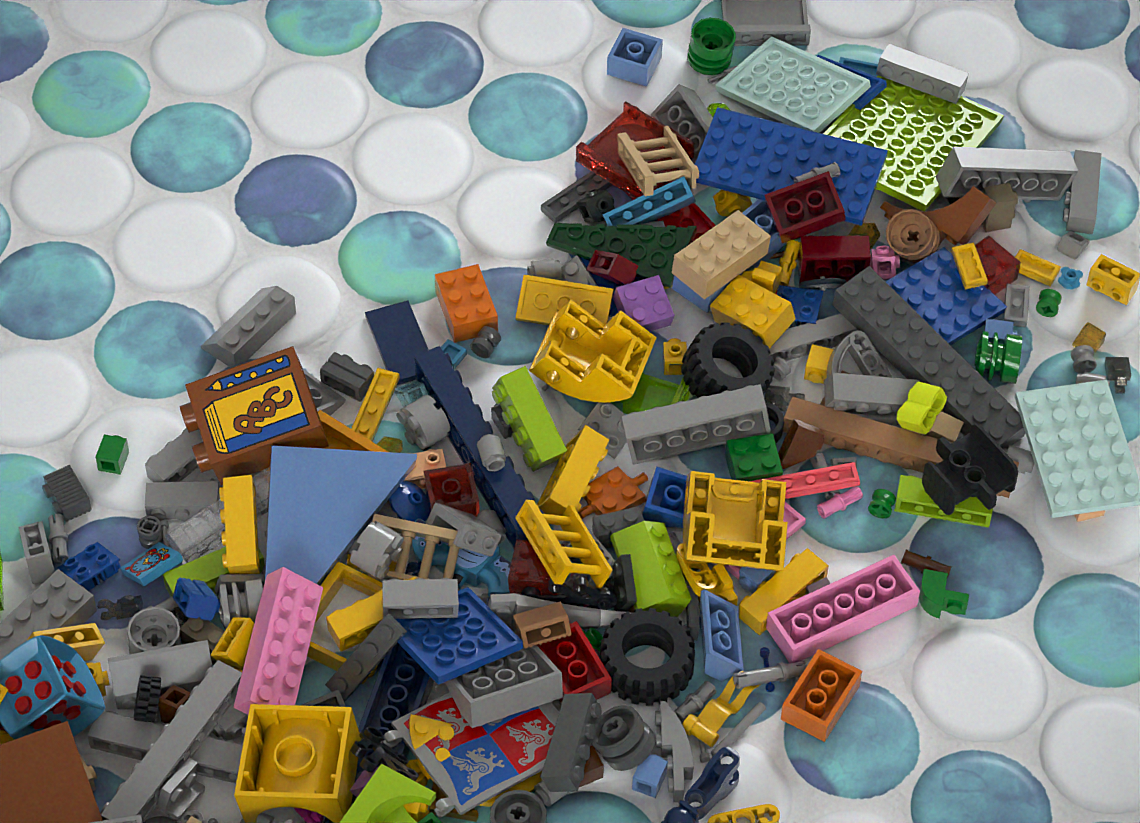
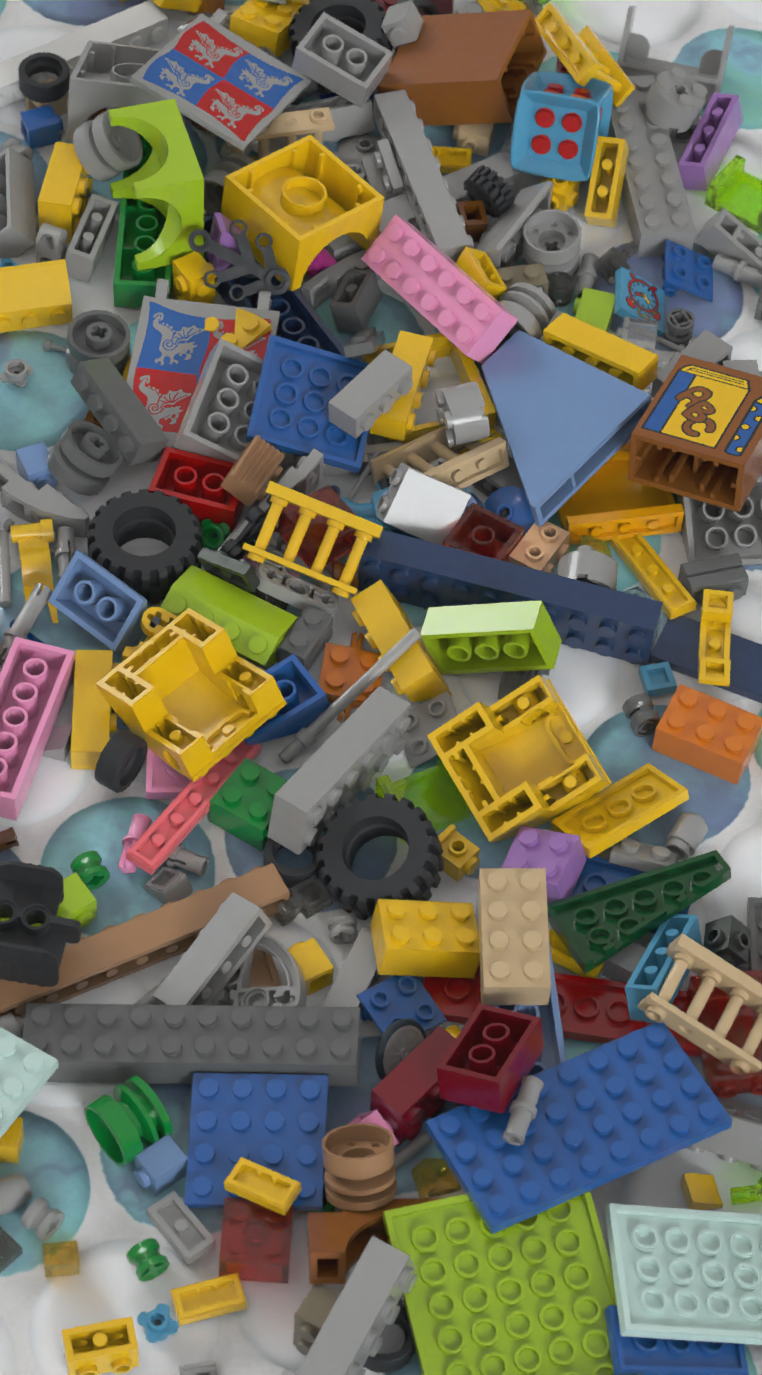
camera: 130 degrees right, 0 degrees up
(113, 772) = (452, 158): none -> yellow plate
(196, 599) = (558, 282): blue brick -> none
(402, 339) = (714, 637): none -> yellow slope
(491, 452) = (473, 559): light grey brick -> none
(612, 267) = (612, 863): dark red slope -> none
(616, 459) = (306, 736): none -> light grey bar
(765, 275) = (458, 990): yellow brick -> none
(800, 443) = (226, 851): reddish brown slope -> none
(808, 528) = (121, 761): none -> black tyre
(921, 408) = (141, 970): neon yellow brick -> none
(946, 427) = (107, 988): tan brick -> none

